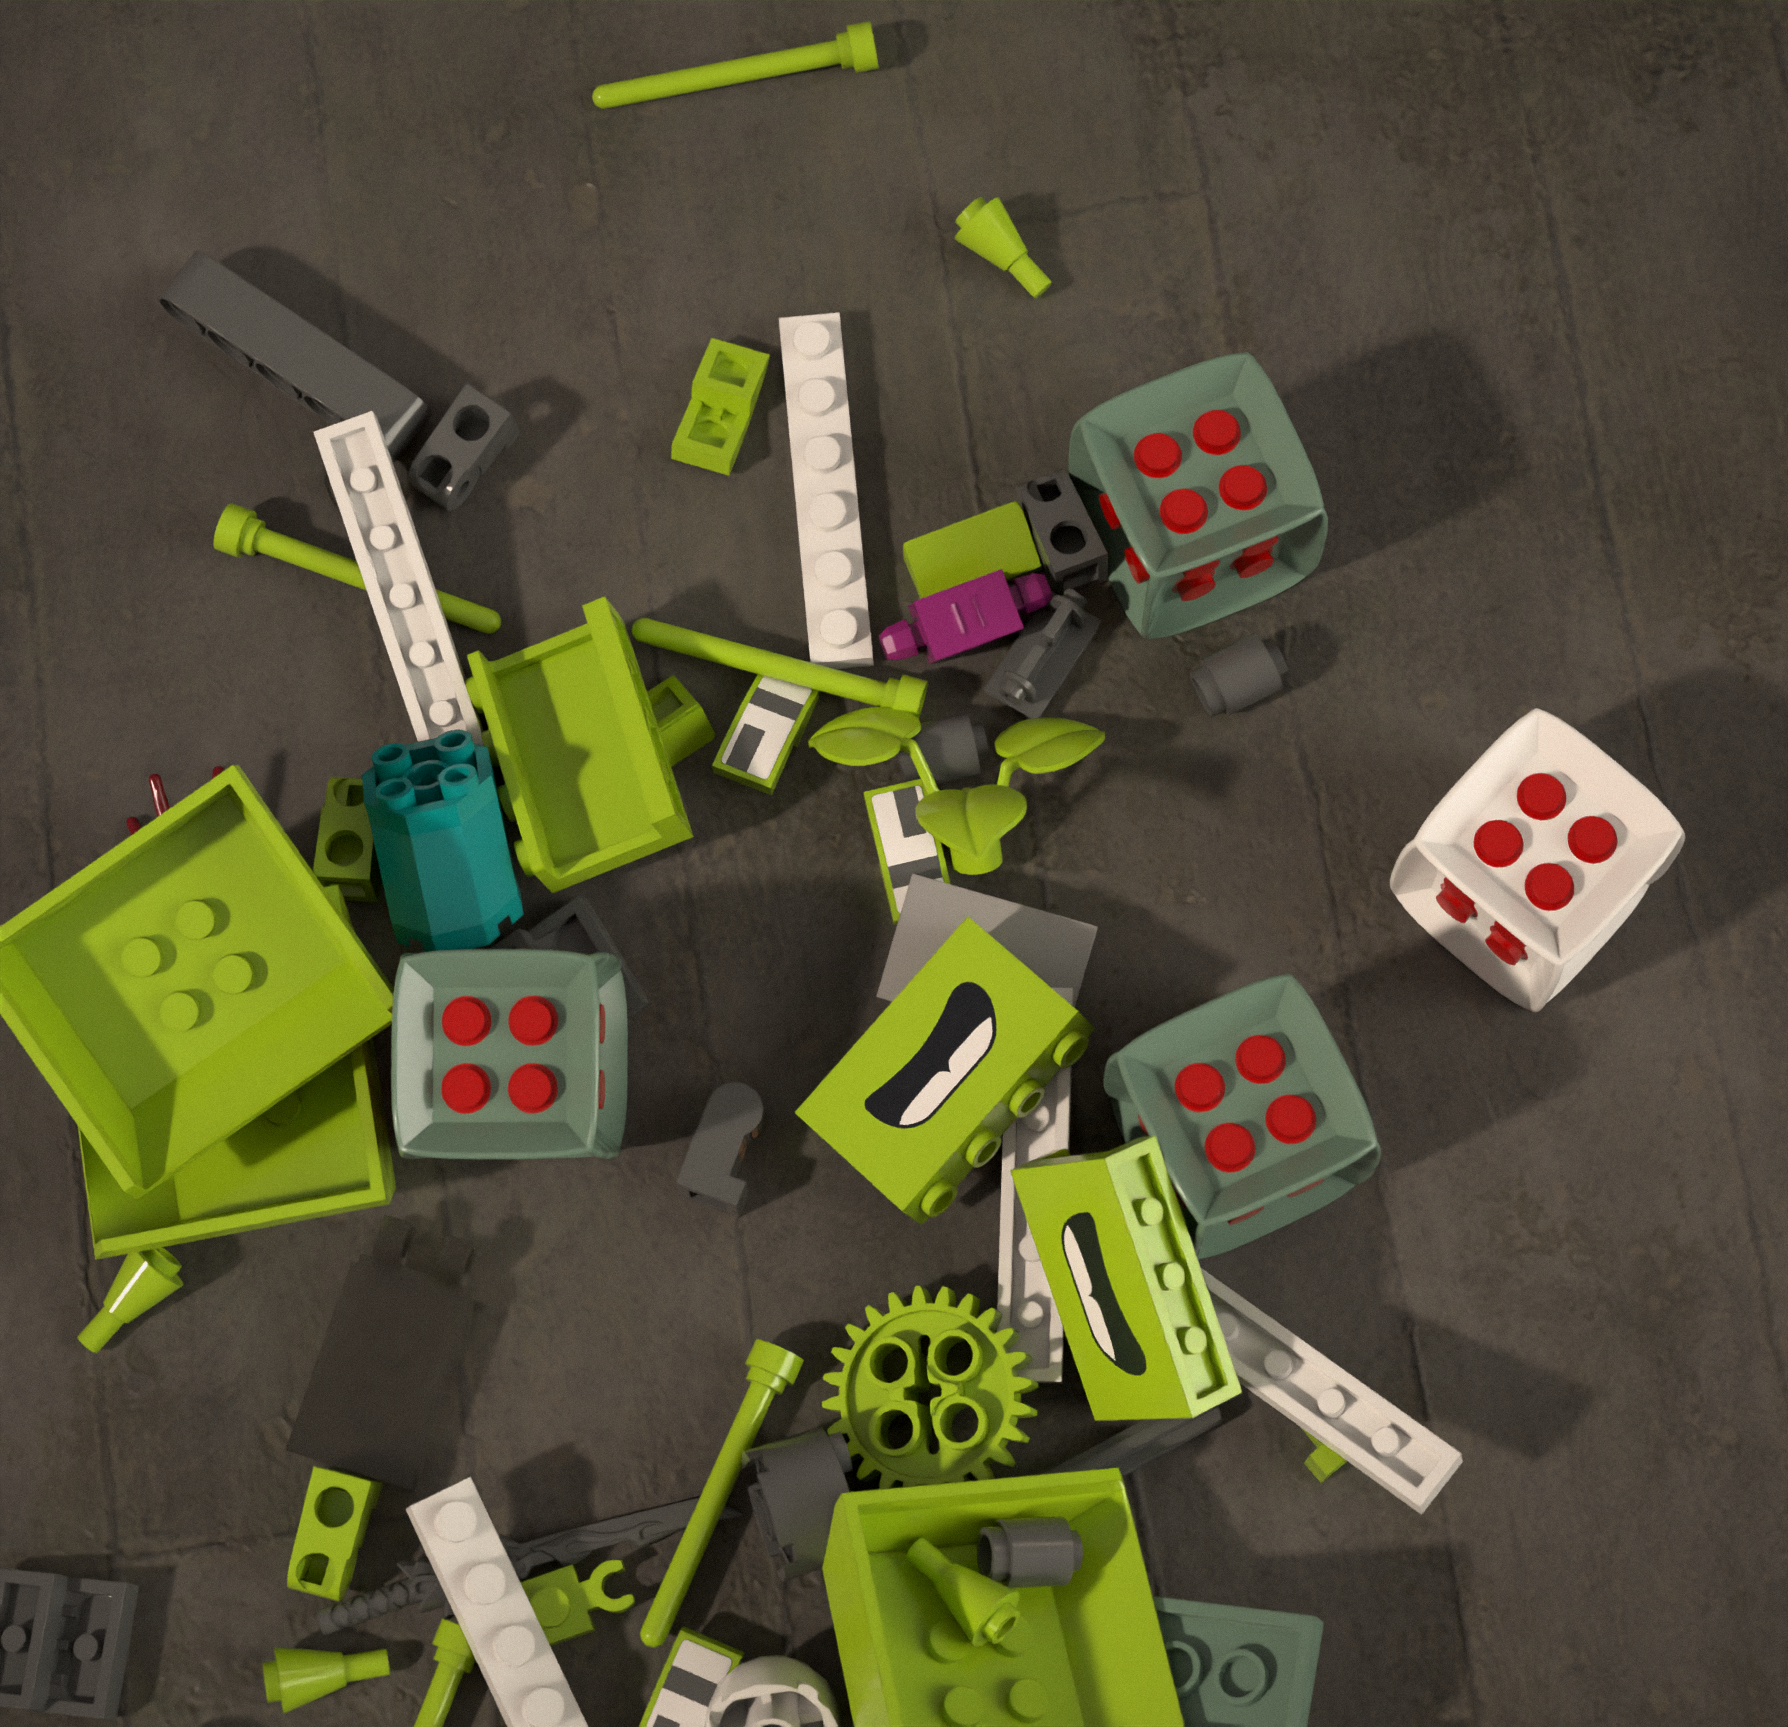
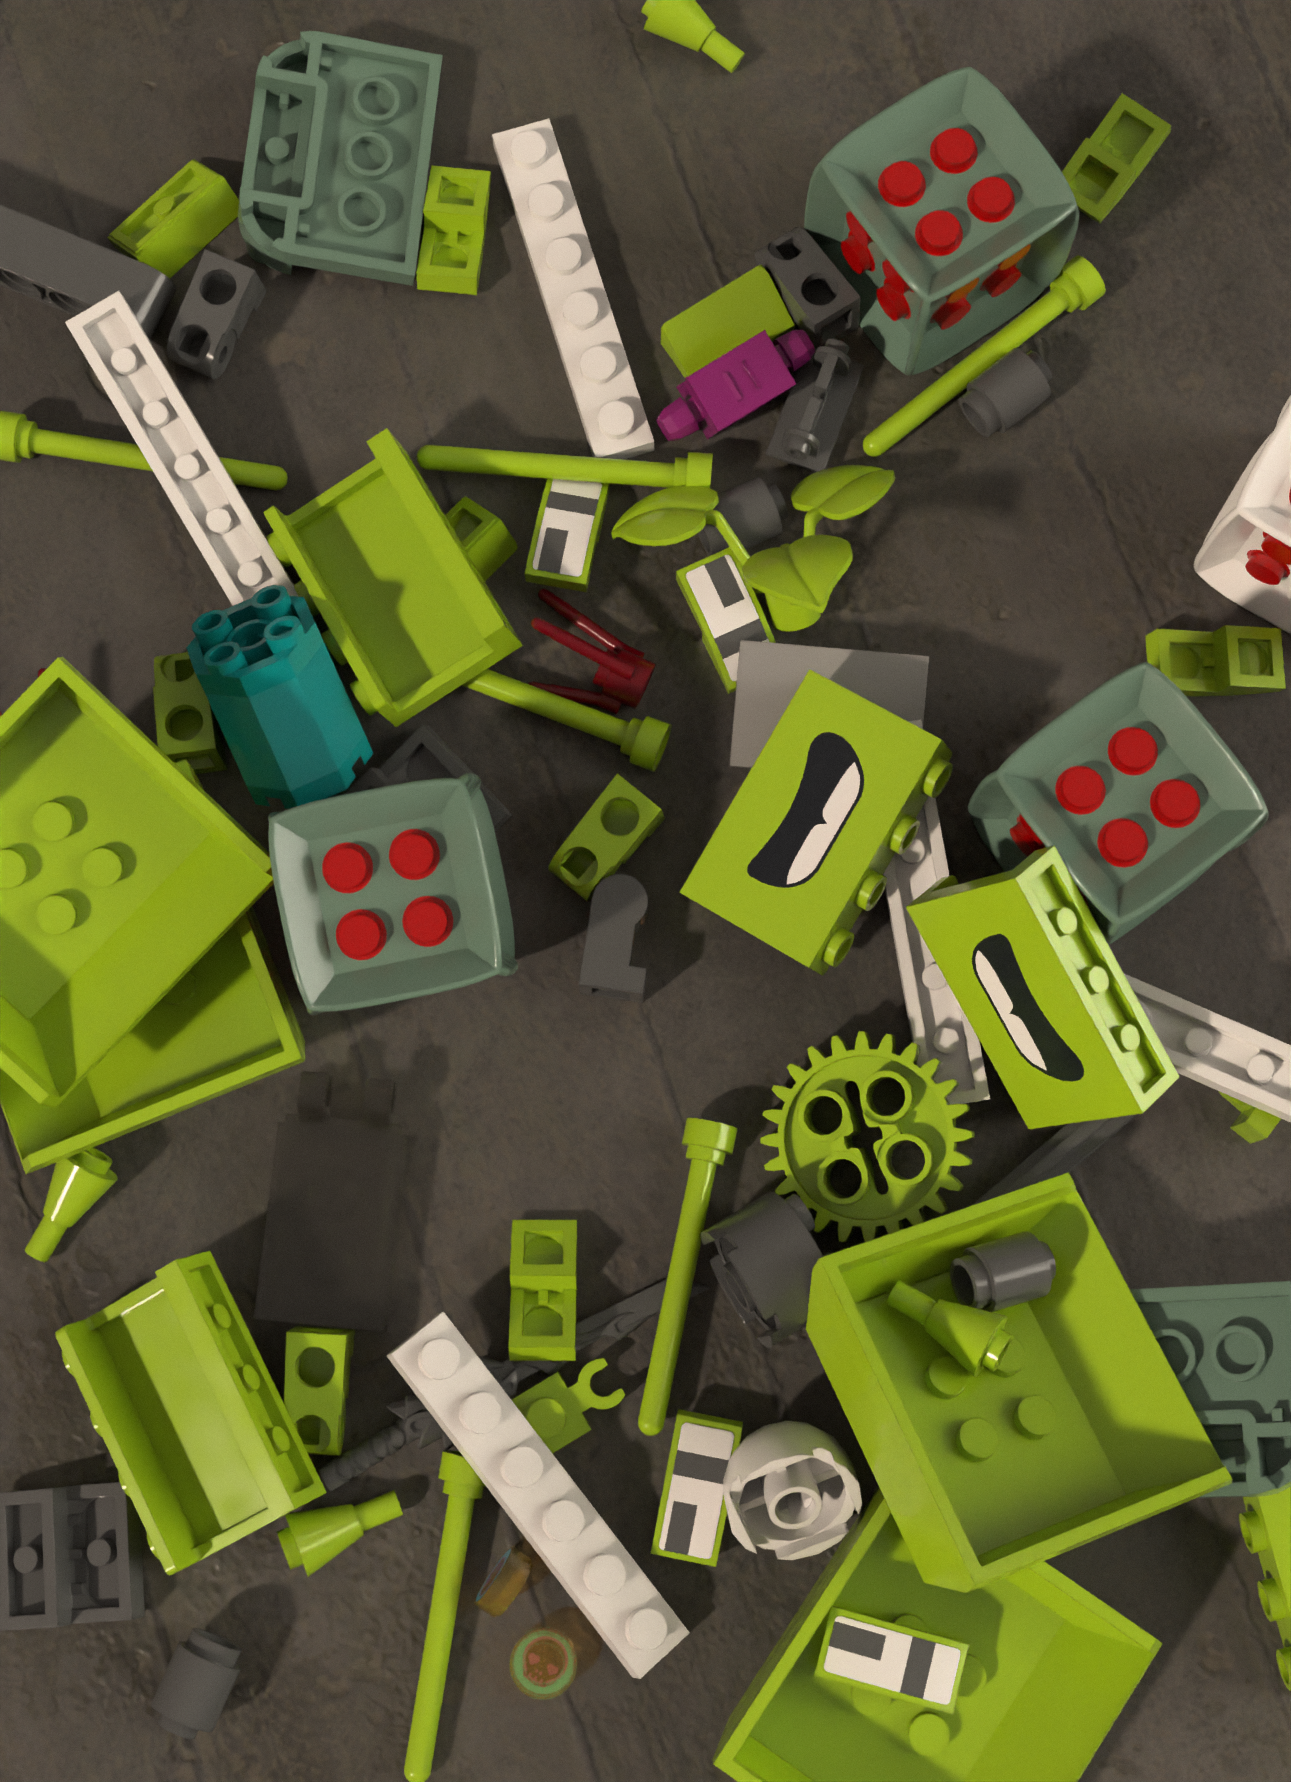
camera: 15 degrees left, 5 degrees up
(203, 1527) = (189, 1413): none -> lime panel
(448, 345) = (178, 219): none -> lime slope
(576, 1481) = (543, 1290): none -> lime slope
(621, 313) = (339, 156): none -> sand green plate
(736, 1043) = (605, 837): none -> lime leg
(788, 882) = (622, 668): none -> dark red plant
(793, 953) = (639, 739): none -> lime piece
(1330, 583) = (1073, 289): none -> lime piece
(1391, 989) = (1221, 661): none -> lime slope
(1401, 458) = (1114, 156): none -> lime slope

